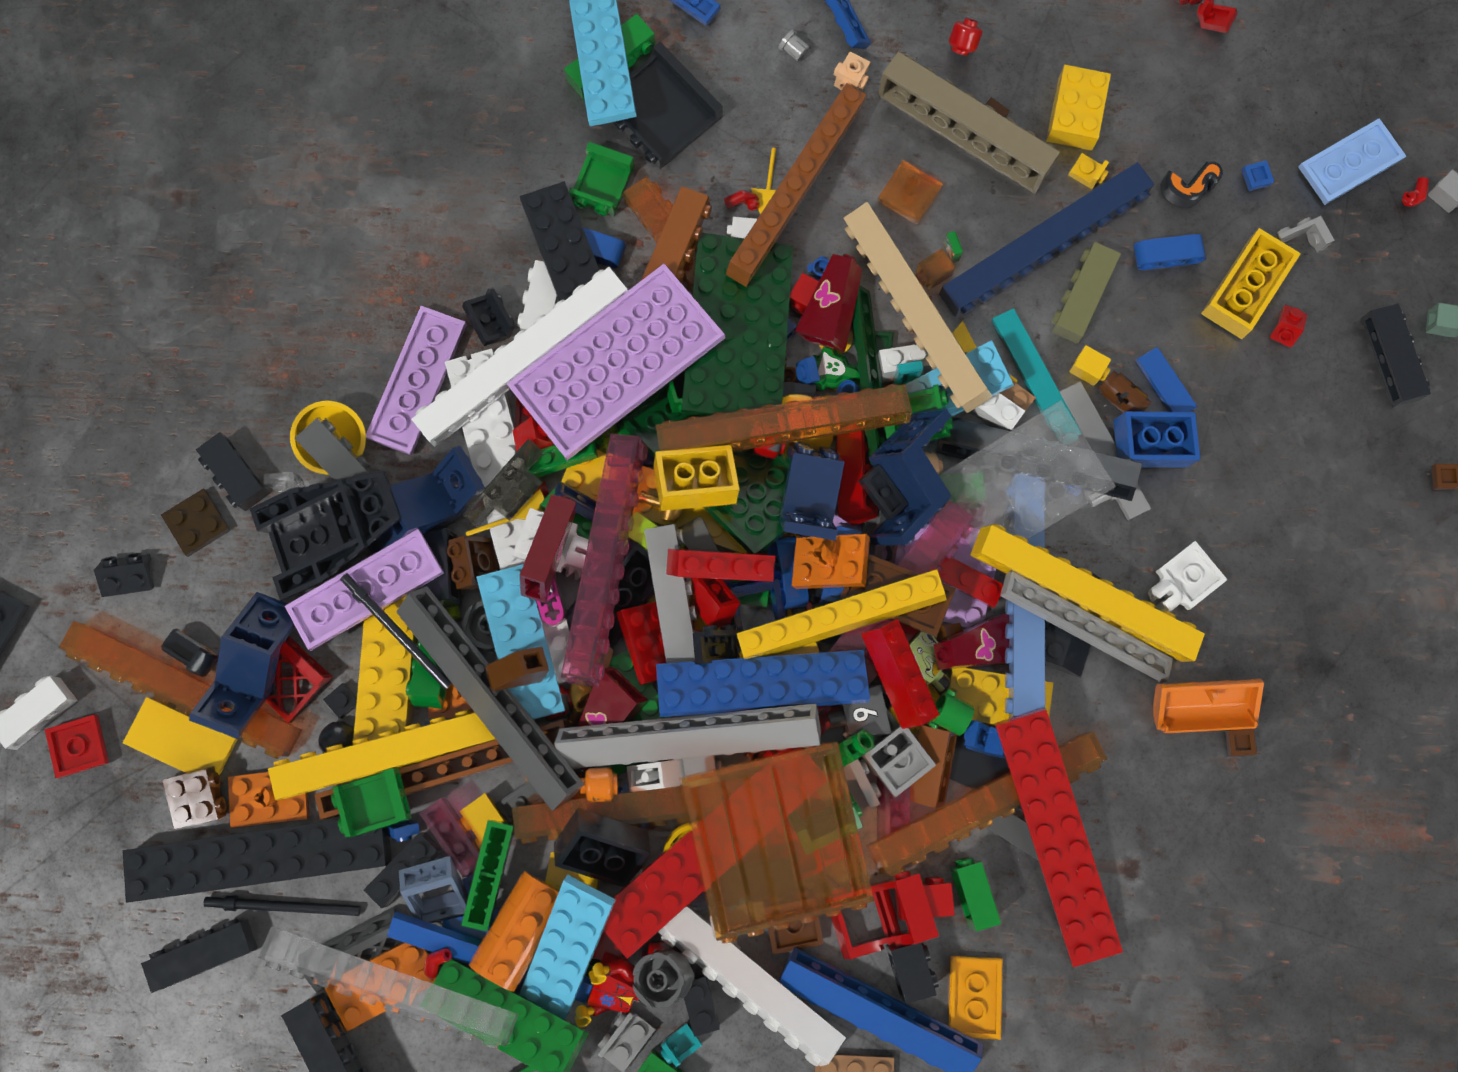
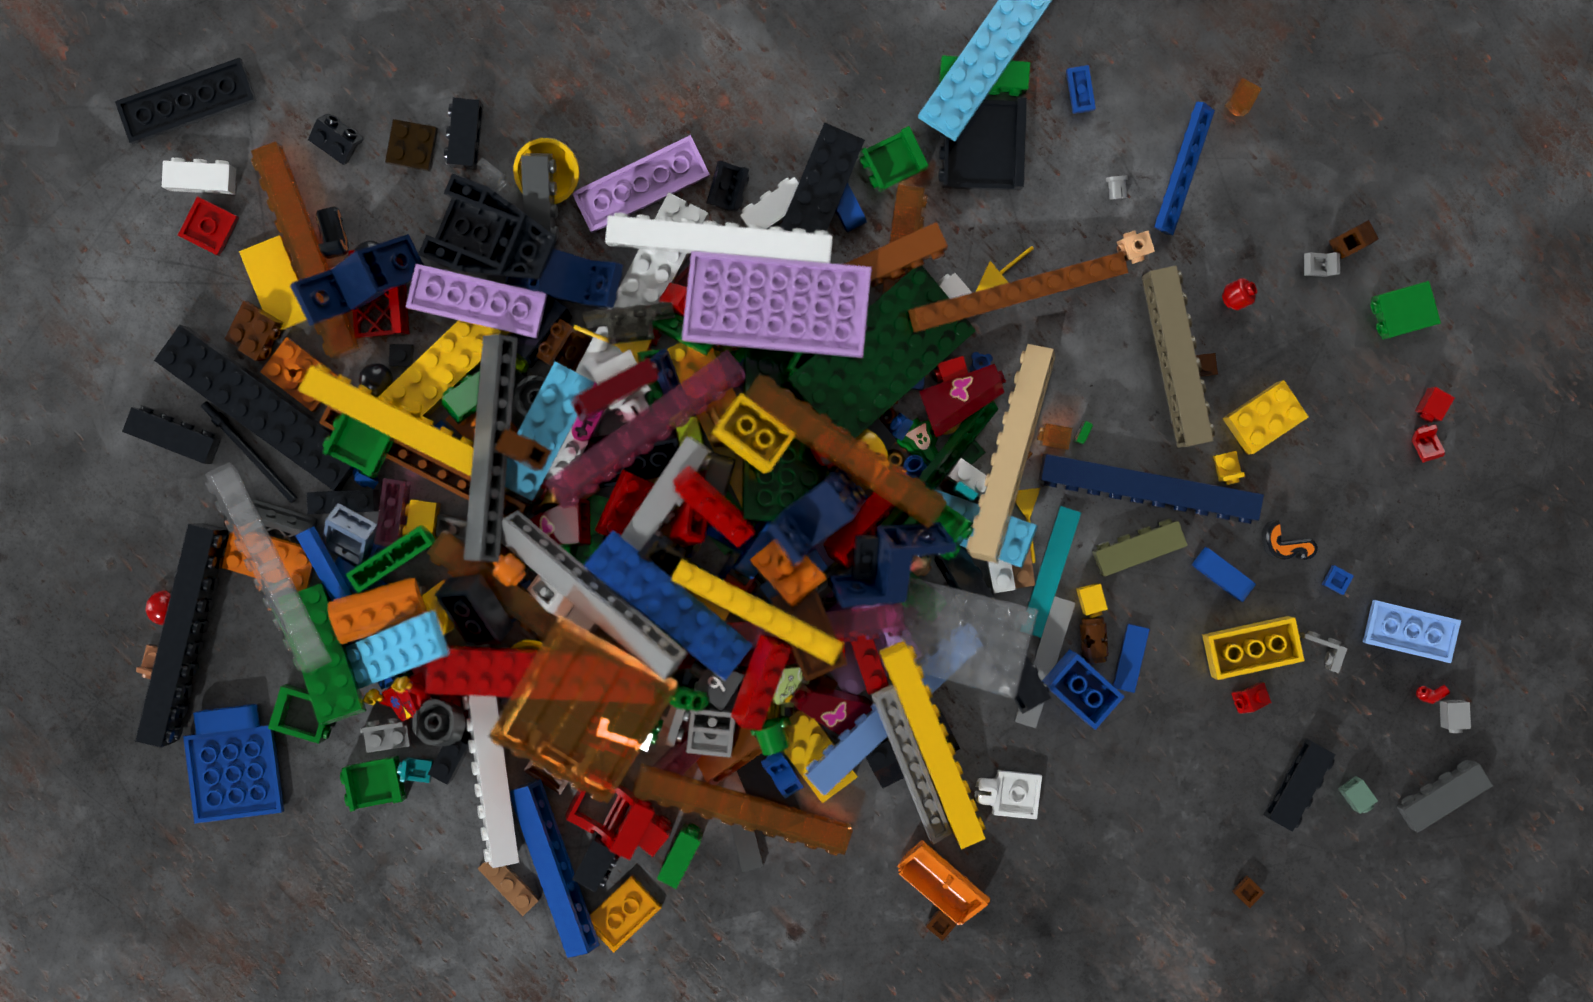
camera: 45 degrees right, 10 degrees up
(362, 596) = (470, 305): black bar -> none
(433, 962) = (313, 578): red arm -> none
(743, 197) = (977, 263): red arm -> none
(910, 192) = (1093, 366): clear orange tile -> none
(1058, 837) = (764, 871): red plate -> none

